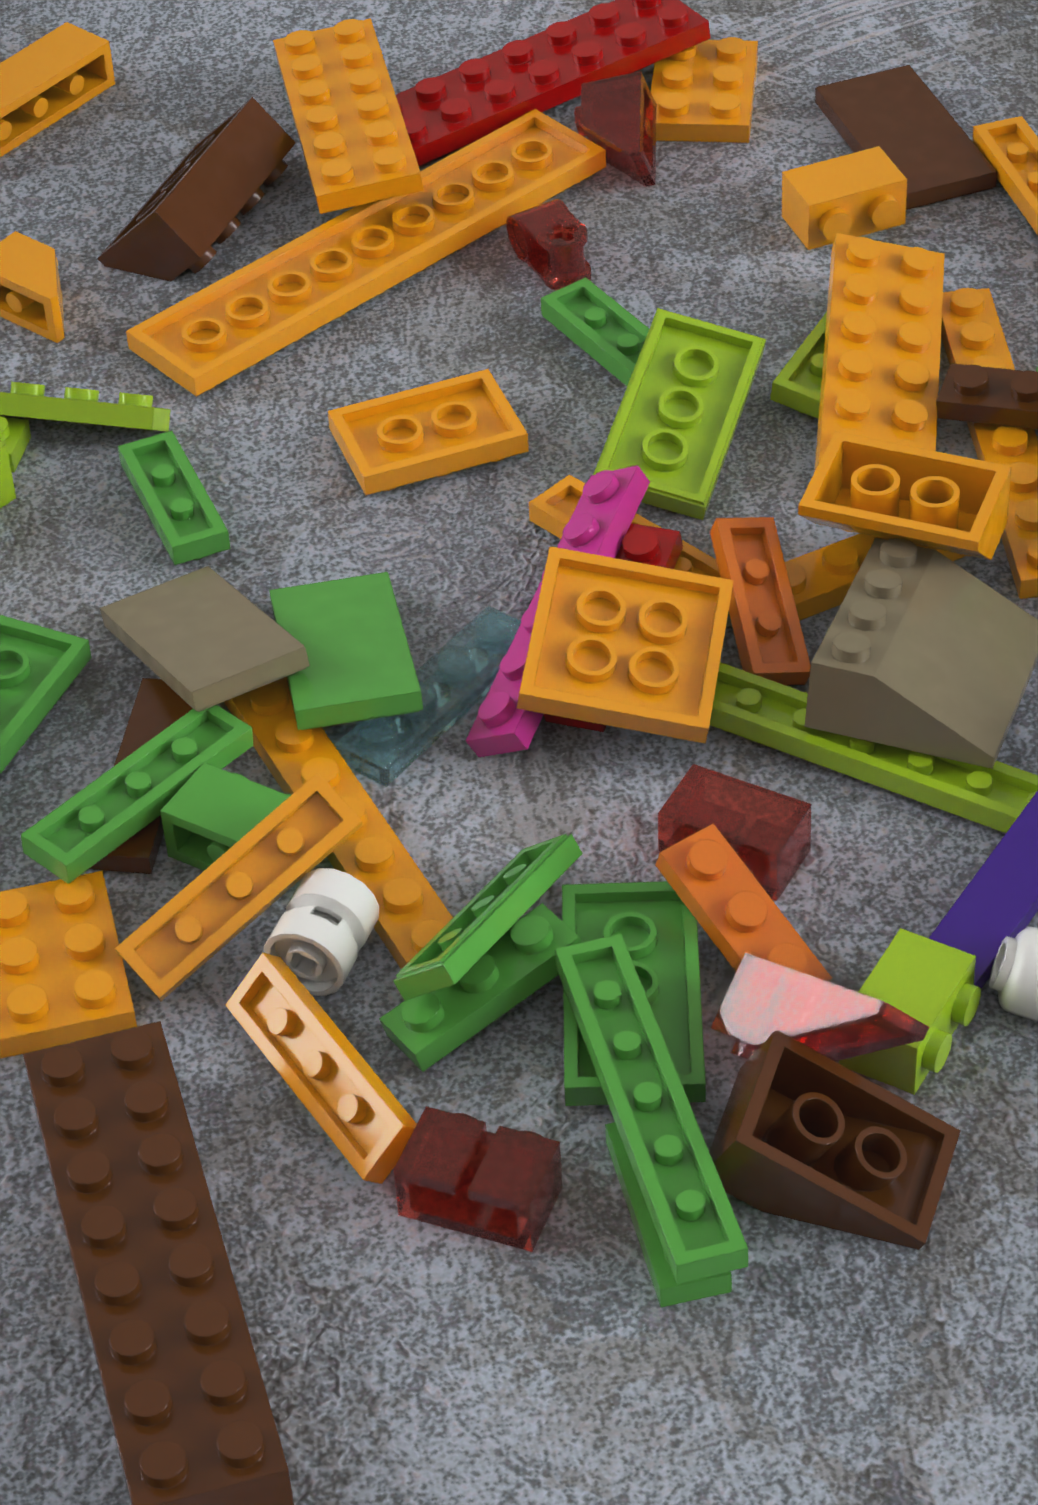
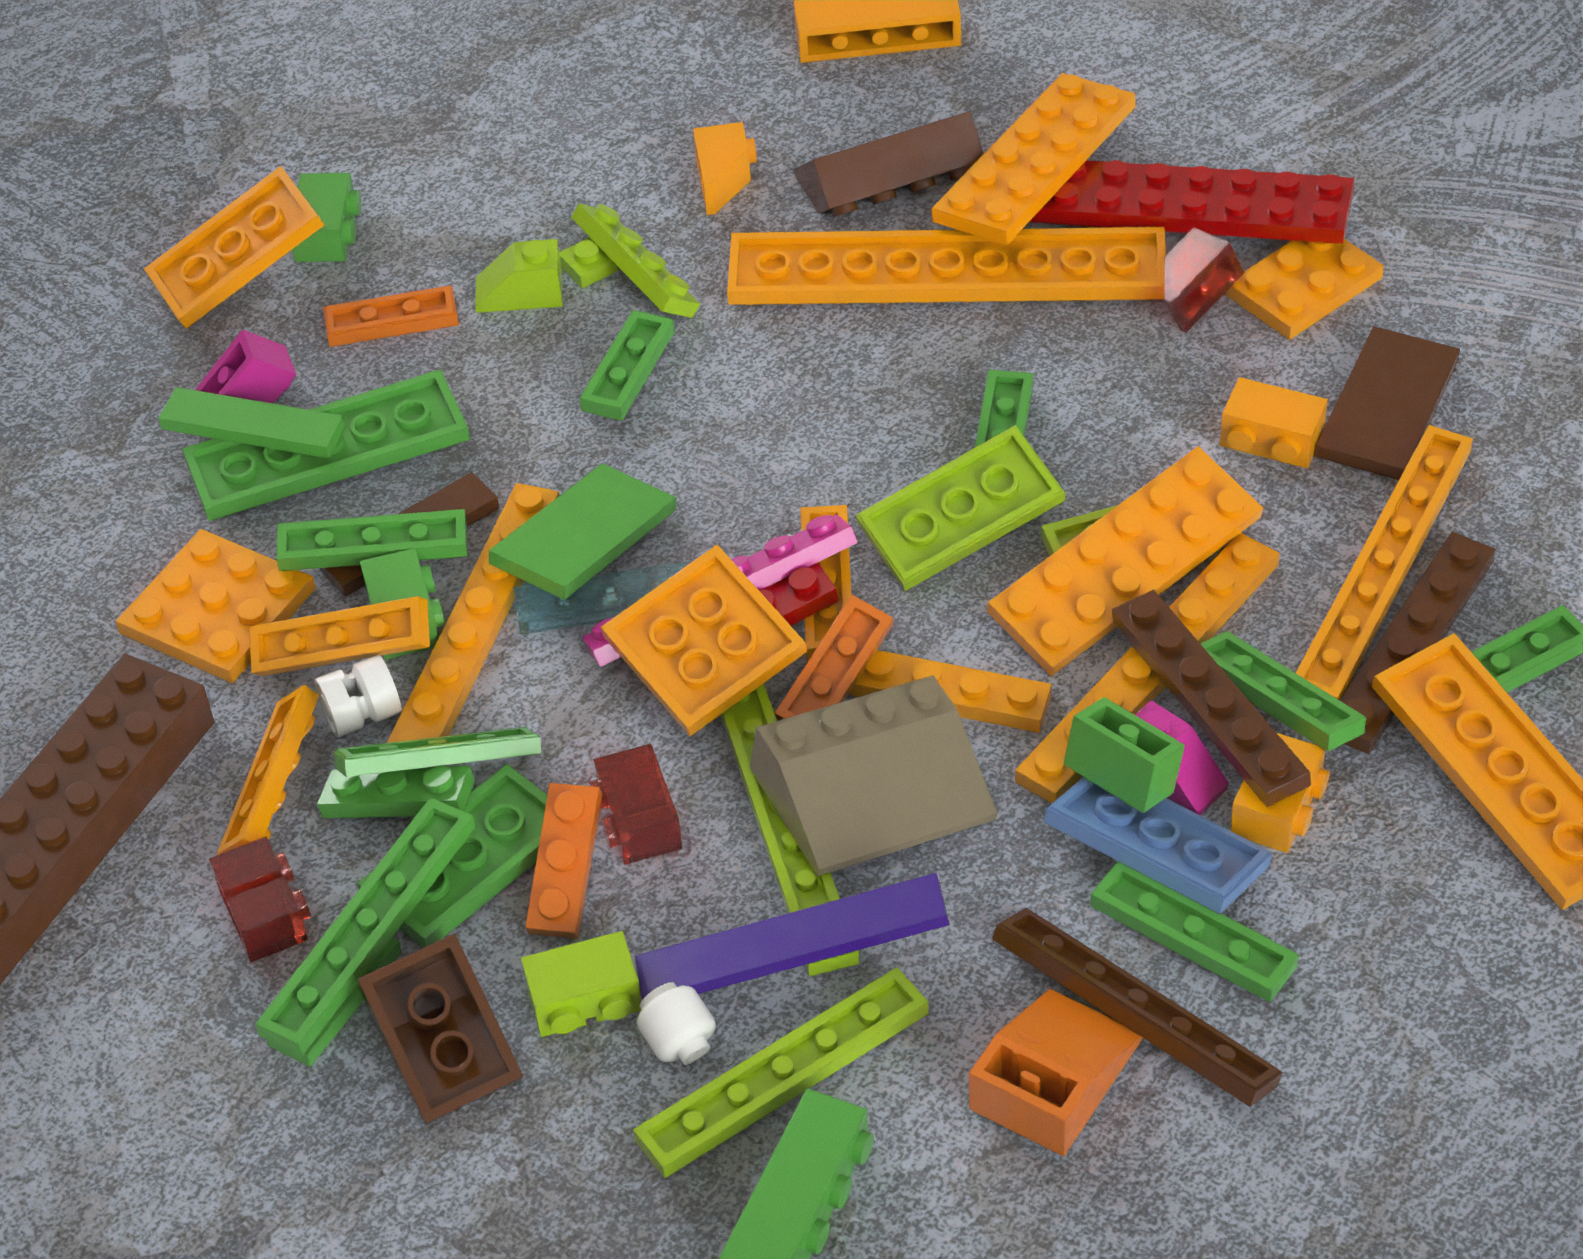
camera: 45 degrees right, 5 degrees up
(204, 638) = (517, 469): dark tan tile -> none
(427, 431) = (814, 418): light orange plate -> none
(550, 243) = (1051, 336): clear red piece -> none
(810, 1011) = (501, 935): clear red slope -> none
(909, 495) = (971, 665): light orange slope -> none

